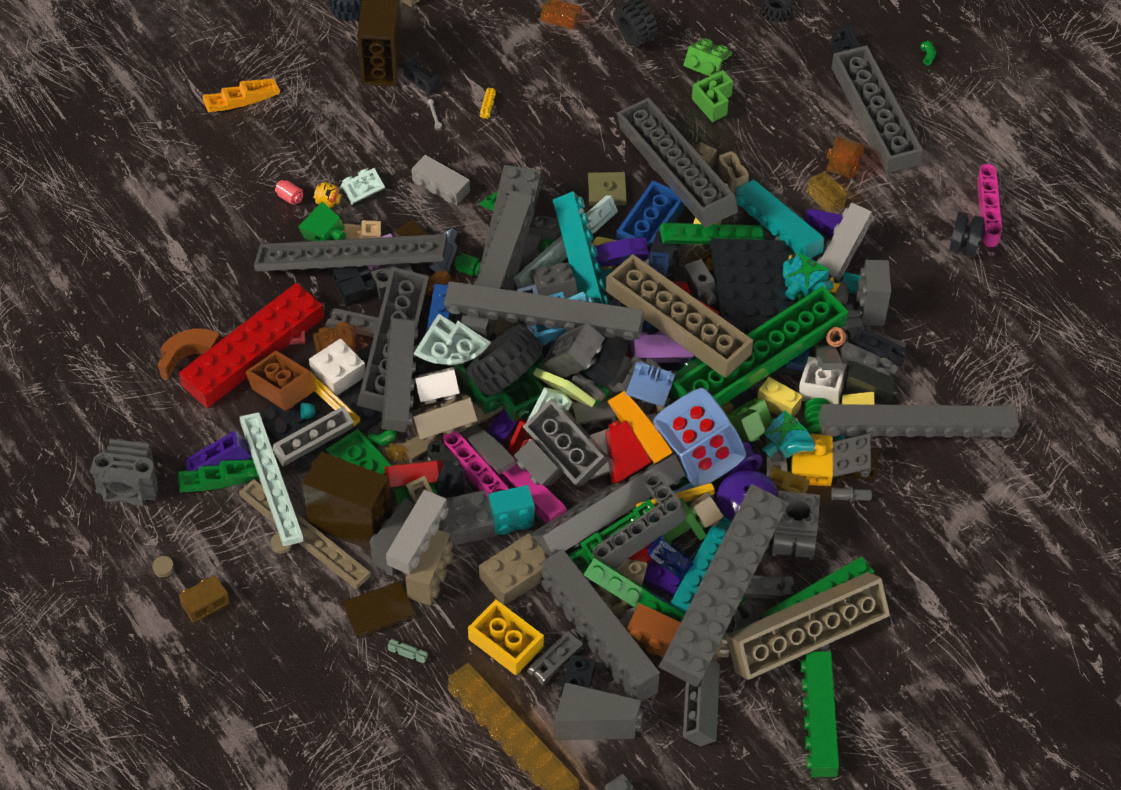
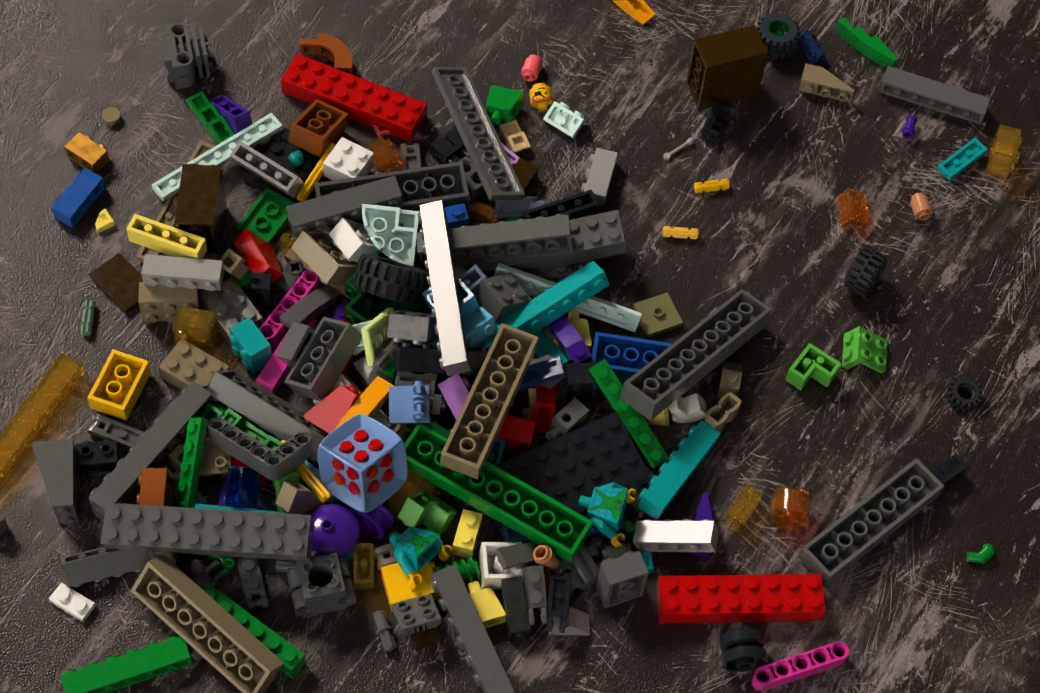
camera: 65 degrees right, 5 degrees up
(256, 621) = (78, 197): none -> blue brick
(293, 607) = (104, 221): none -> light yellow tile
(374, 533) = (165, 238): none -> light yellow brick
(470, 220) = (575, 206): none -> black brick
(470, 551) = (196, 327): none -> clear yellow brick
(527, 142) = (680, 232): none -> yellow axle
(728, 746) = (72, 602): none -> white plate
(915, 221) = (740, 598): none -> red brick

